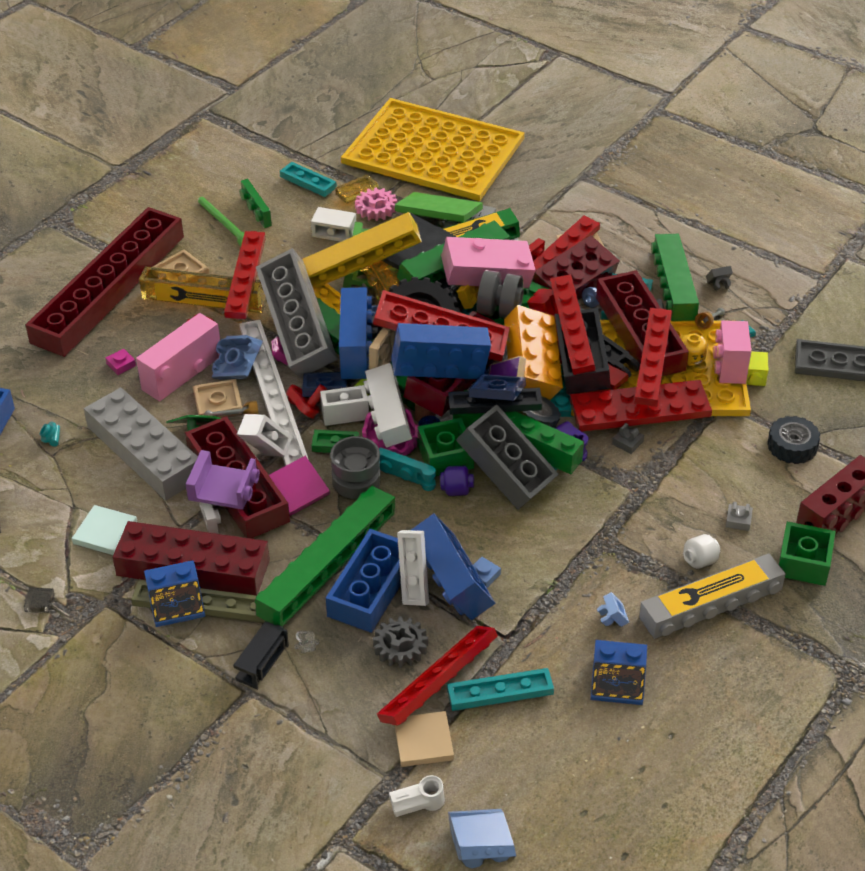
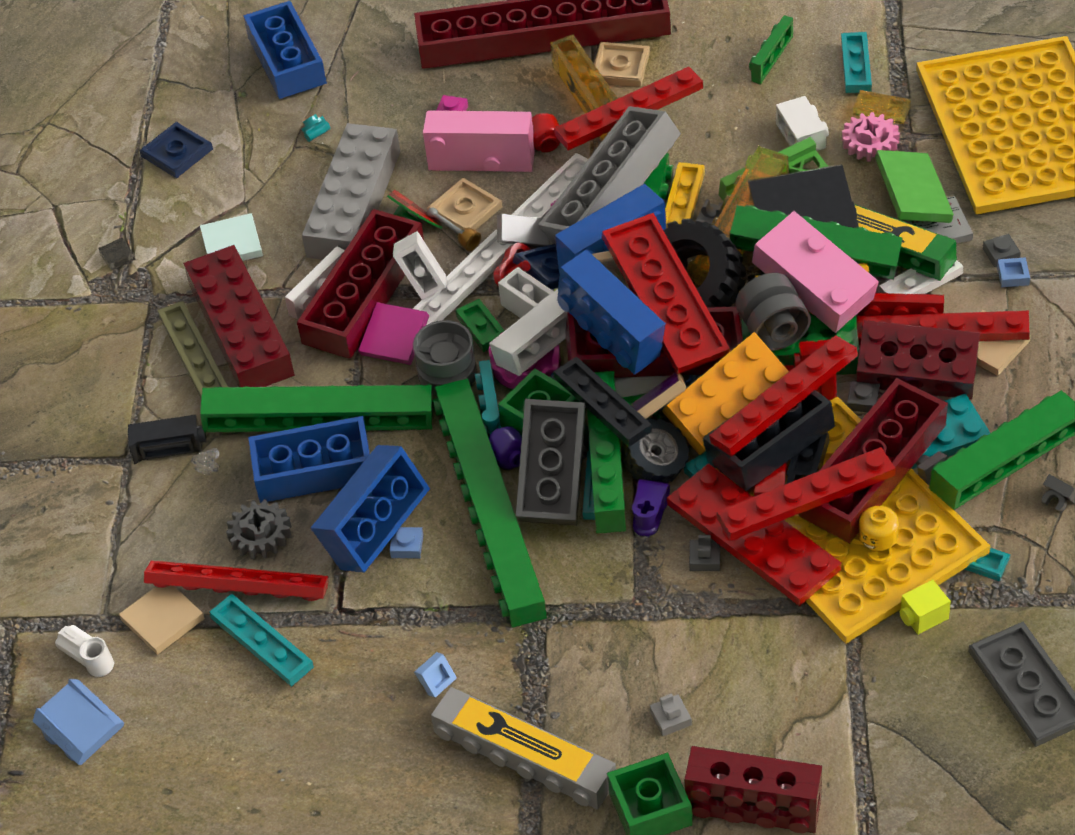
camera: 60 degrees right, 5 degrees up
(174, 593) = (176, 332): slope -> none
(221, 484) = (323, 271): medium lavender panel -> none
(222, 219) = (710, 75): bright green piece -> none
(235, 357) = (523, 181): medium blue slope -> none
(282, 378) = (520, 229): none -> light grey tile
(362, 250) = (735, 165): yellow brick -> none
(413, 567) = (339, 471): white plate -> none
(496, 511) = (489, 503): none -> green brick
(497, 387) = (612, 389): dark blue tile -> none
(518, 206) = (1001, 248): none -> dark grey plate
(541, 209) = (1013, 272): none -> medium blue plate
(619, 672) = (352, 722): slope -> none
(701, 551) = (580, 704): white head -> none
(707, 318) = (953, 515): pearl gold hinge -> none
(732, 352) = (900, 563): bright pink piece -> none
(793, 439) = (838, 686): black wheel -> none

